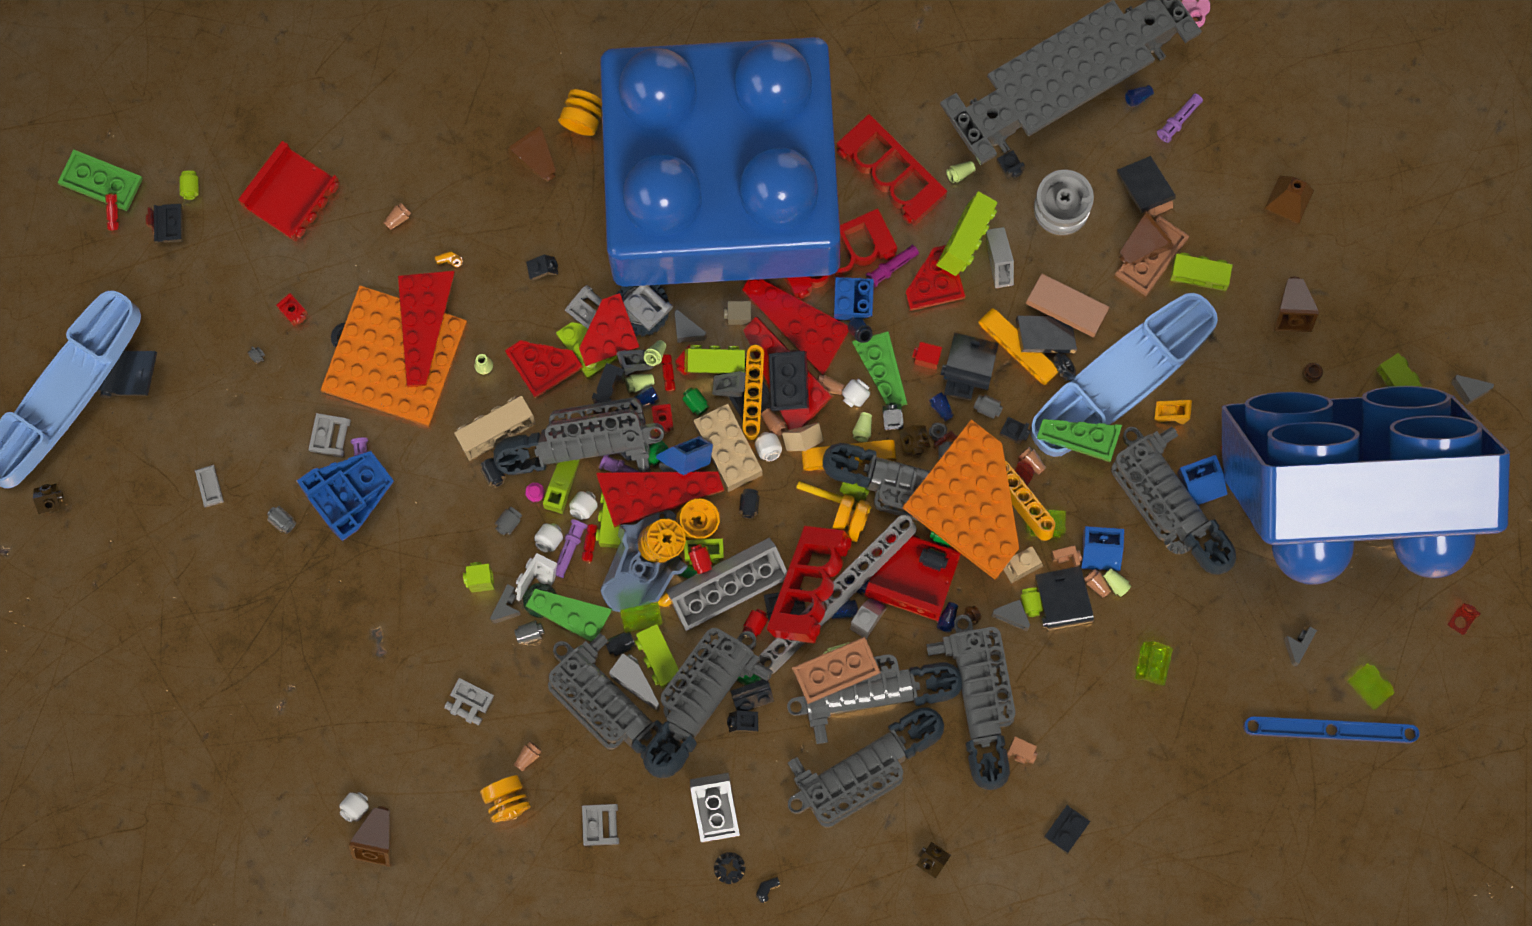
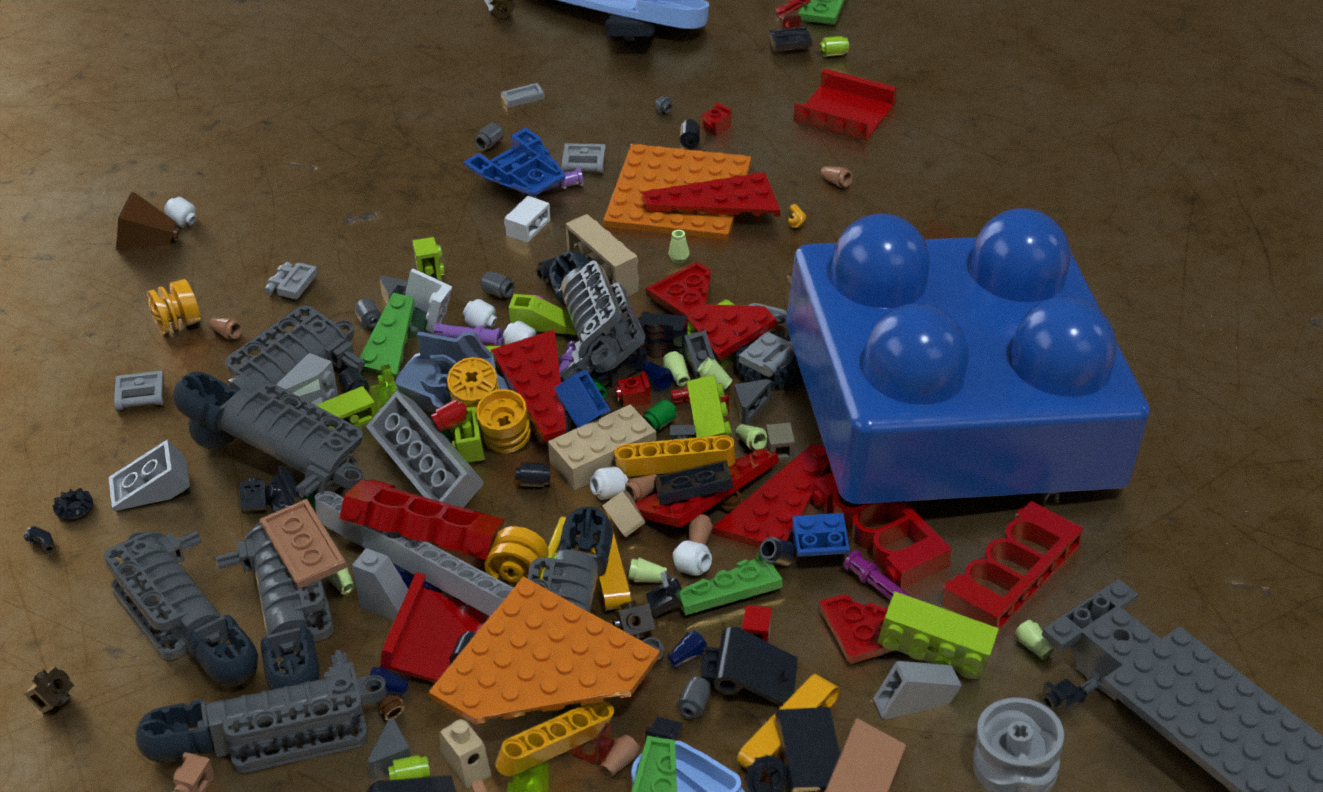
camera: 85 degrees right, 35 degrees down
(311, 336) = (689, 133): none -> black brick
(417, 490) = (527, 219): none -> white brick
(730, 333) = (752, 437): none -> yellowish green cone

